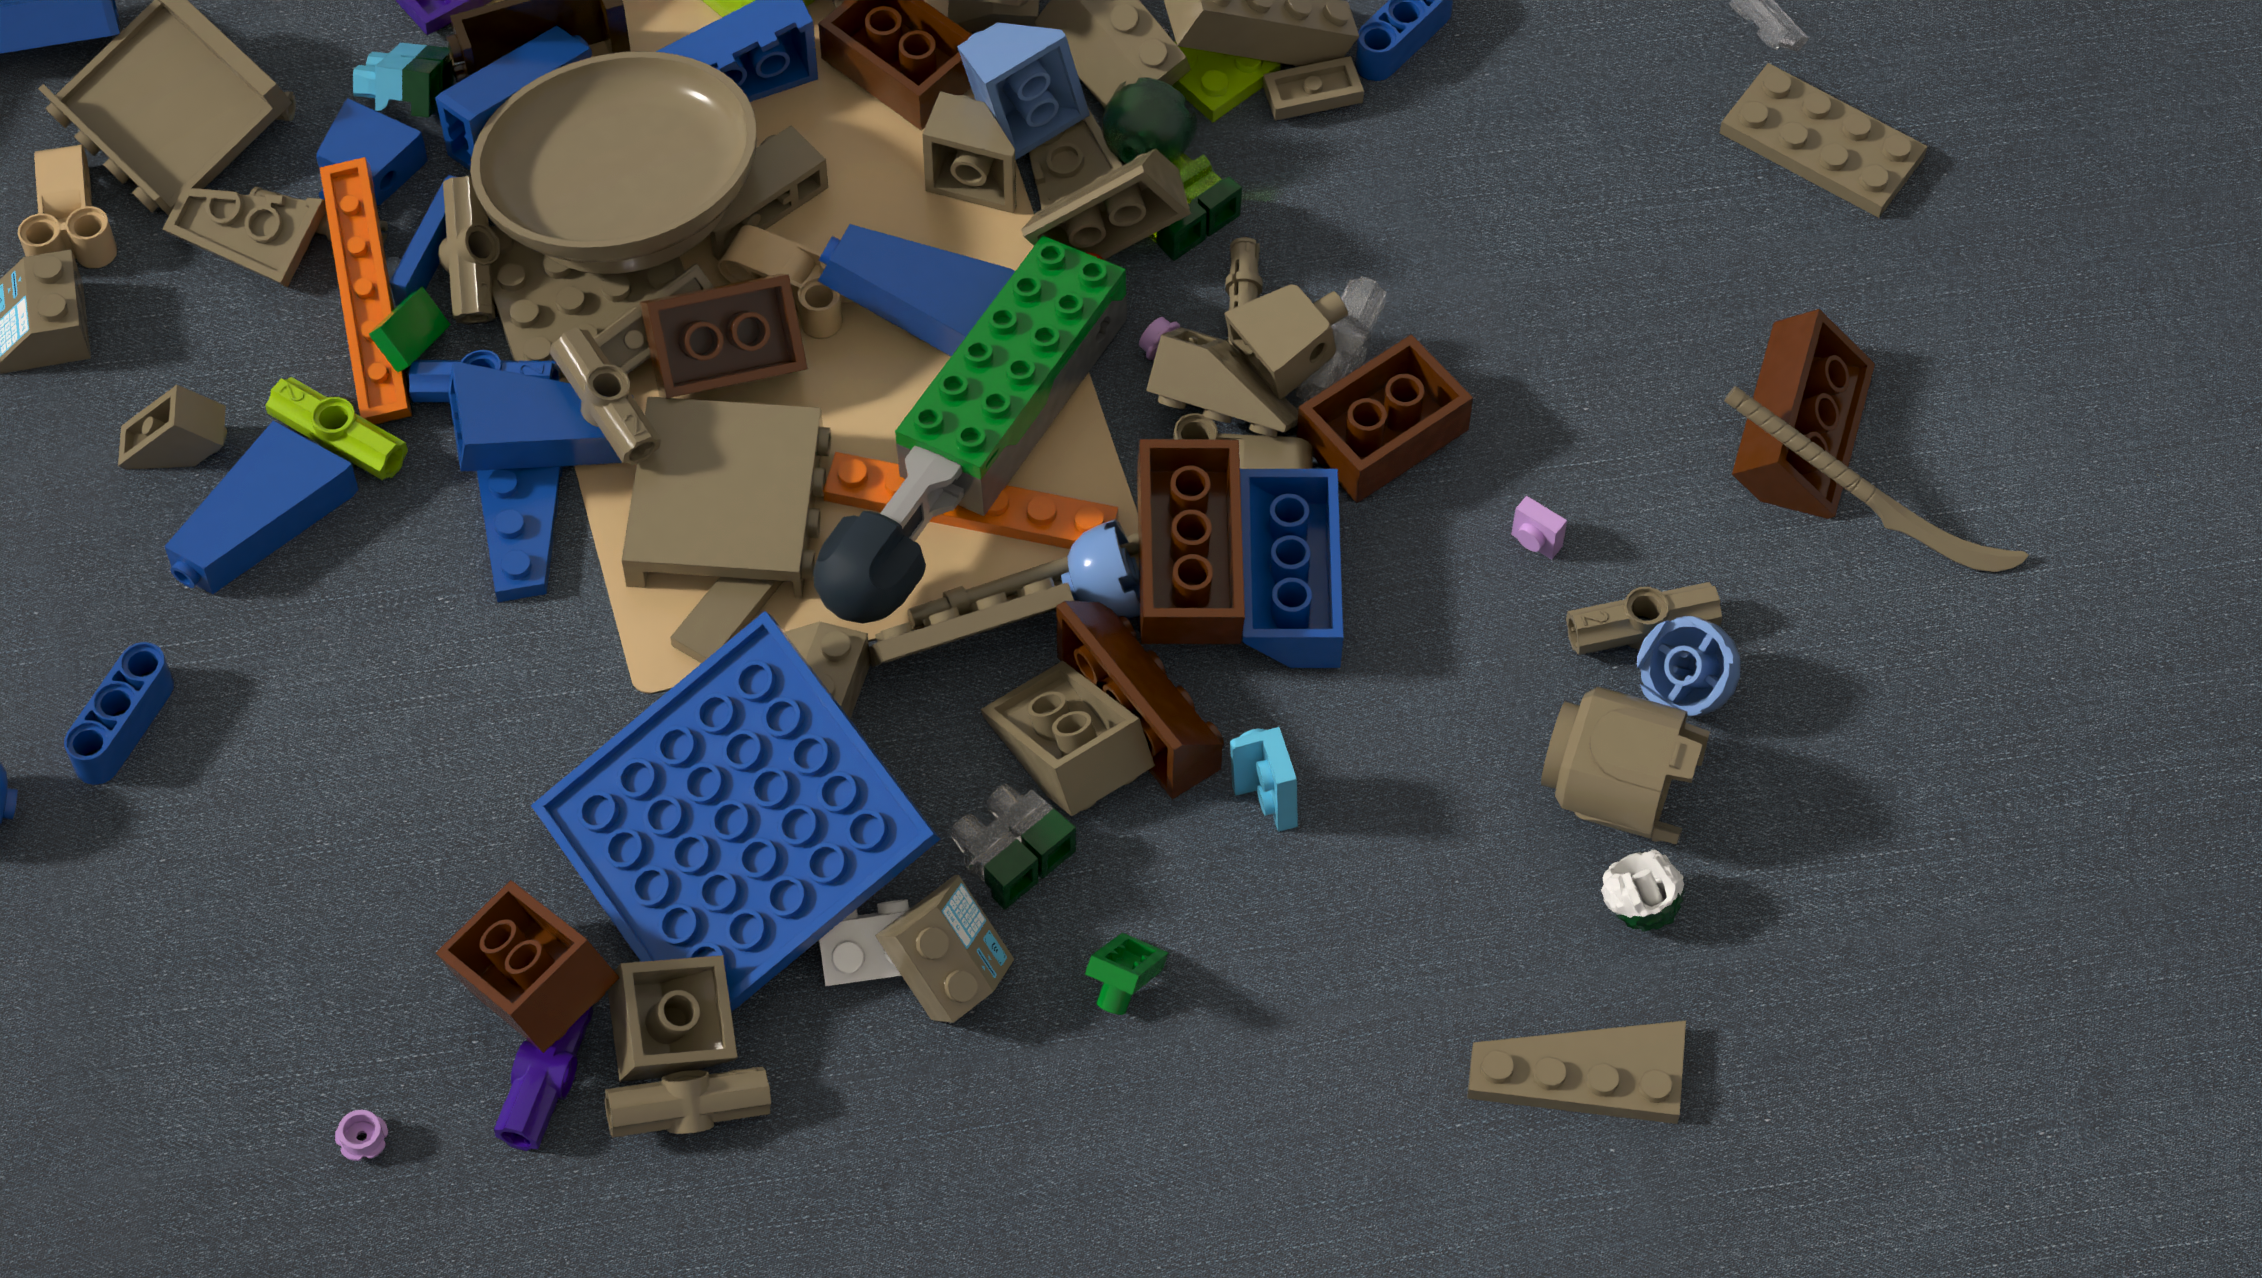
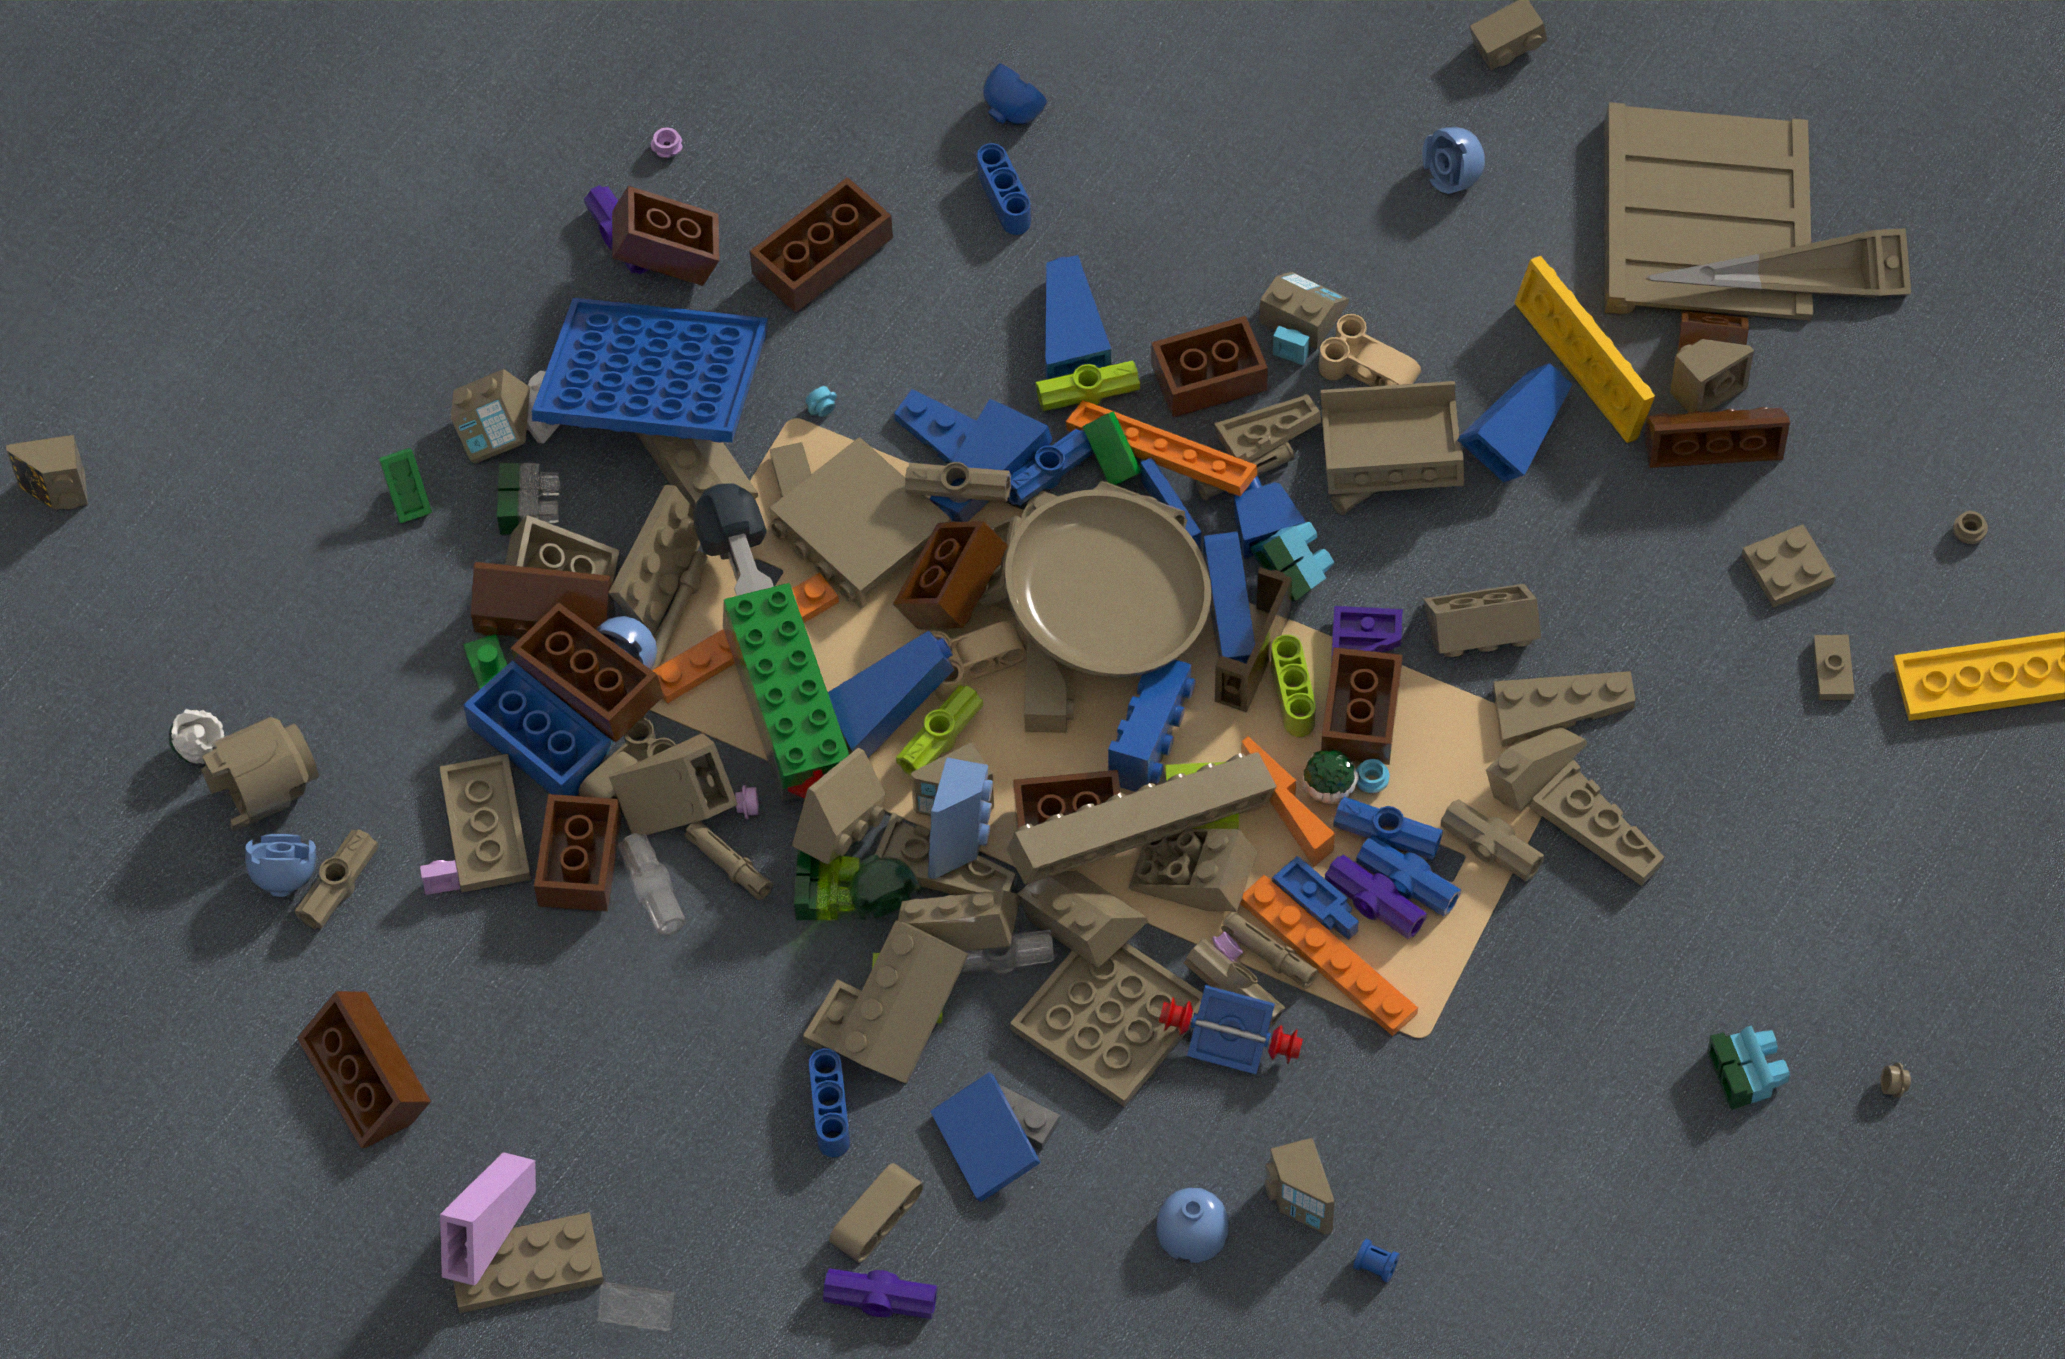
camera: 135 degrees right, 0 degrees up
(104, 287) = (1291, 345): none -> medium azure plate
(173, 432) = (1157, 314): dark tan slope -> none
(211, 325) = (1209, 366): none -> reddish brown brick
(377, 820) = (821, 244): none -> reddish brown brick
(596, 666) = (821, 401): none -> medium azure plate
(671, 1017) = (583, 281): dark tan slope -> none
(687, 1101) = (527, 281): dark tan piece -> none
(941, 229) = (951, 717): none -> lime piece
(1255, 697) = (485, 659): none -> green tile
(1264, 766) = (429, 622): medium azure bracket -> none
(1285, 335) = (670, 832): dark tan torso -> none
(1433, 547) = (484, 823): none -> dark tan plate
(1599, 1071) = (137, 653): dark tan wing -> none
(1831, 161) = (484, 1216): none -> lavender slope
(1893, 514) = (280, 1034): dark tan piece -> none

